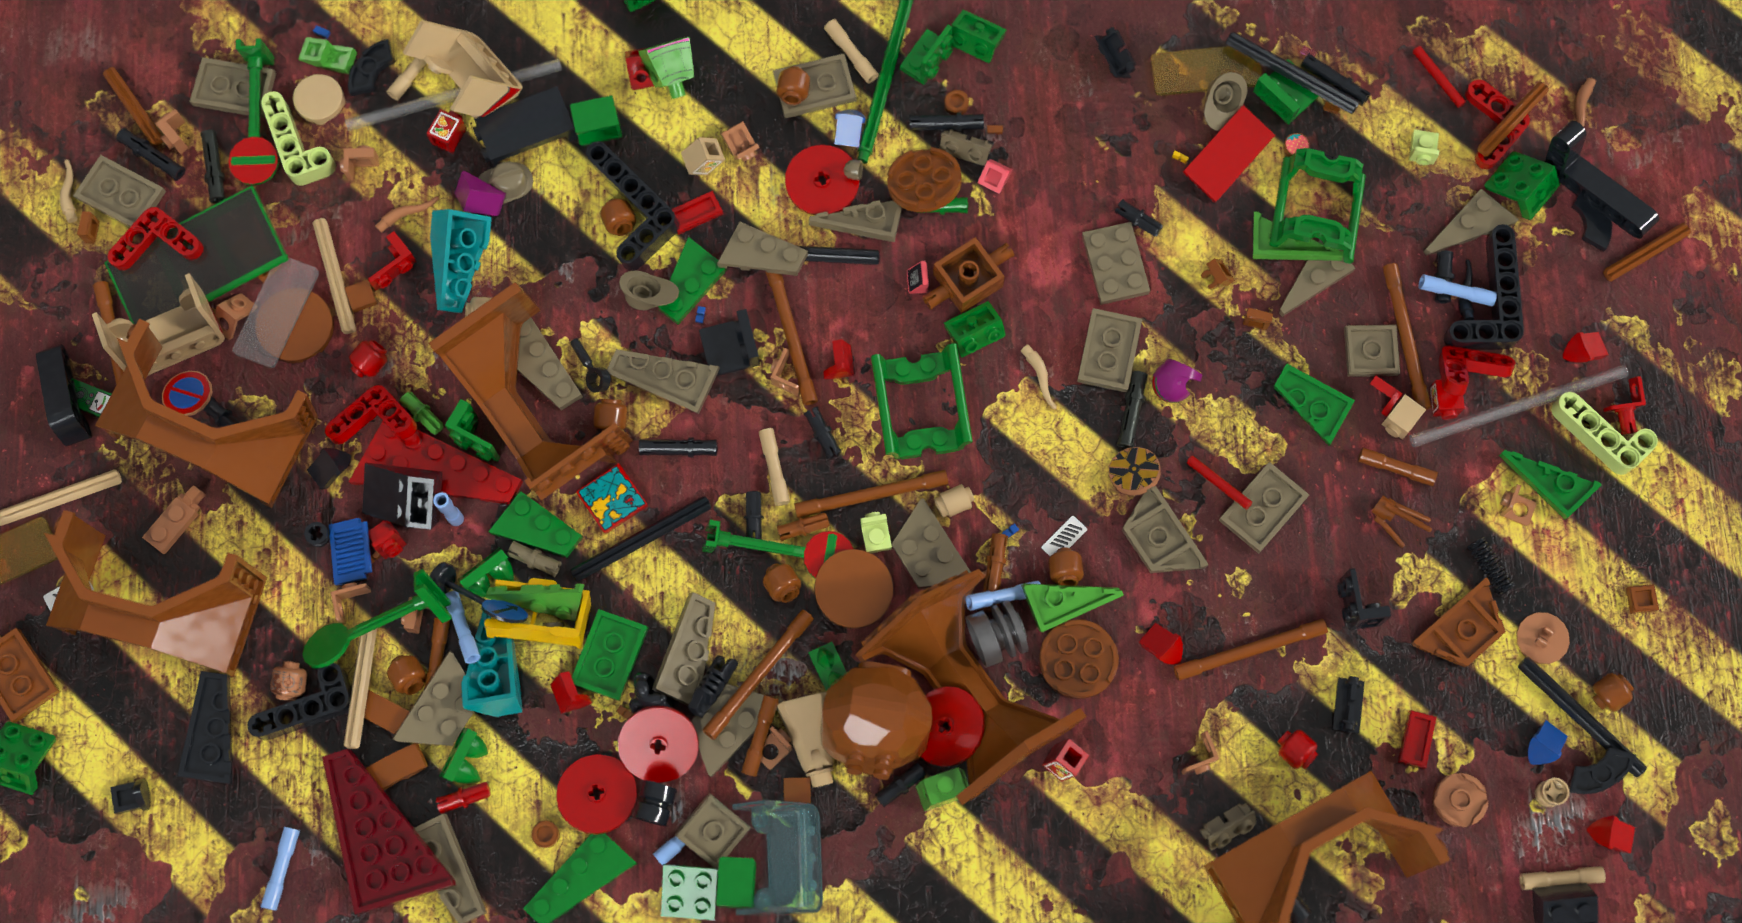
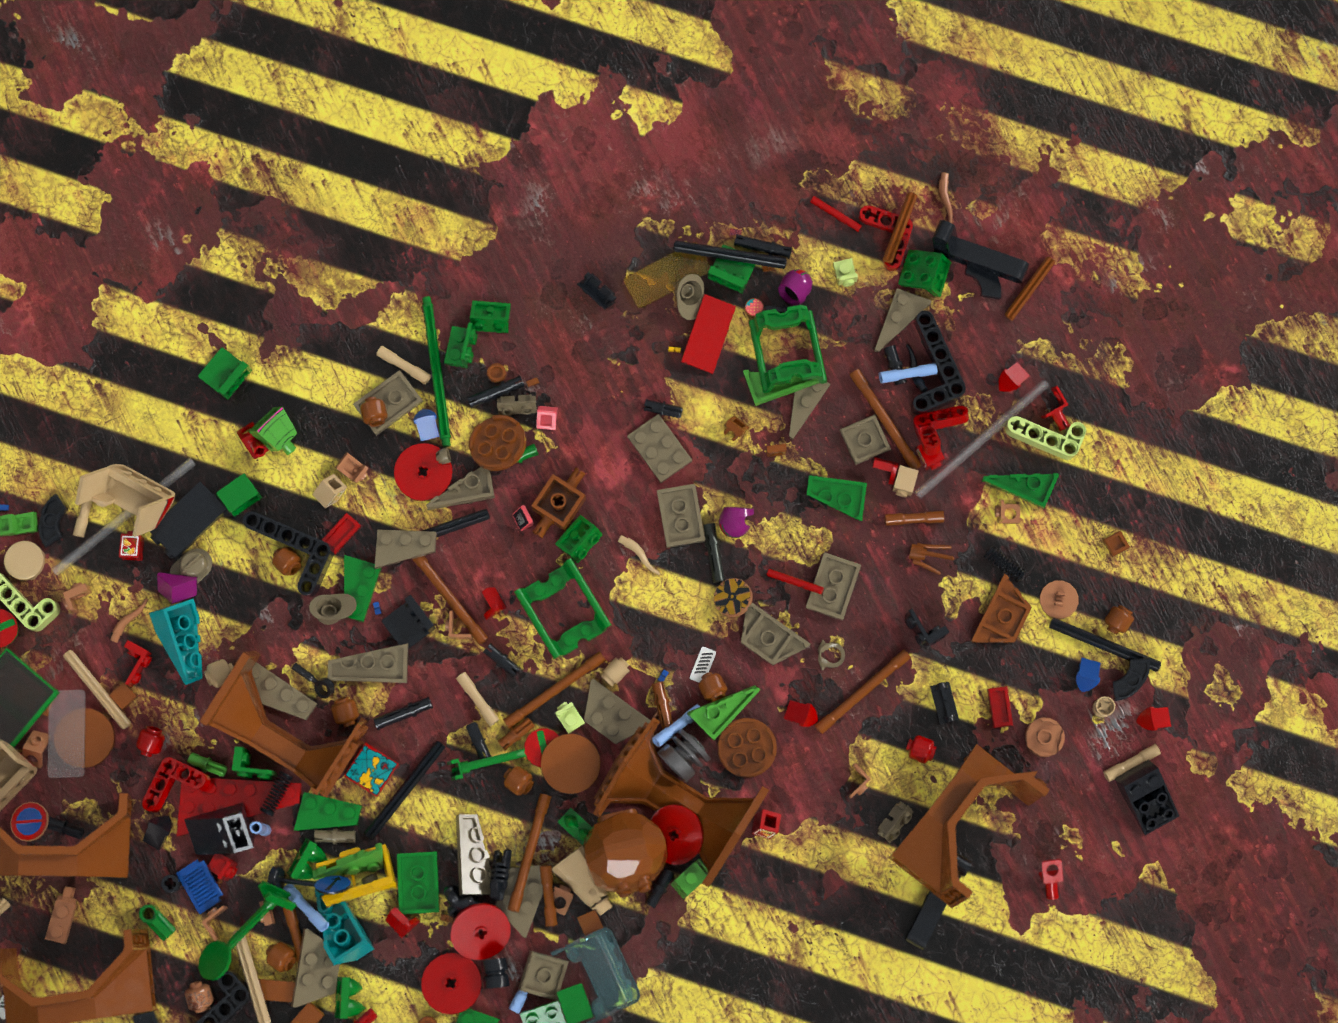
camera: 25 degrees left, 5 degrees up
(281, 573) = (158, 923): none -> green piece
(468, 494) = (270, 812): none -> black piece
(1215, 596) = (825, 646): none -> dark tan piece
(1364, 134) = (799, 282): none -> magenta helmet

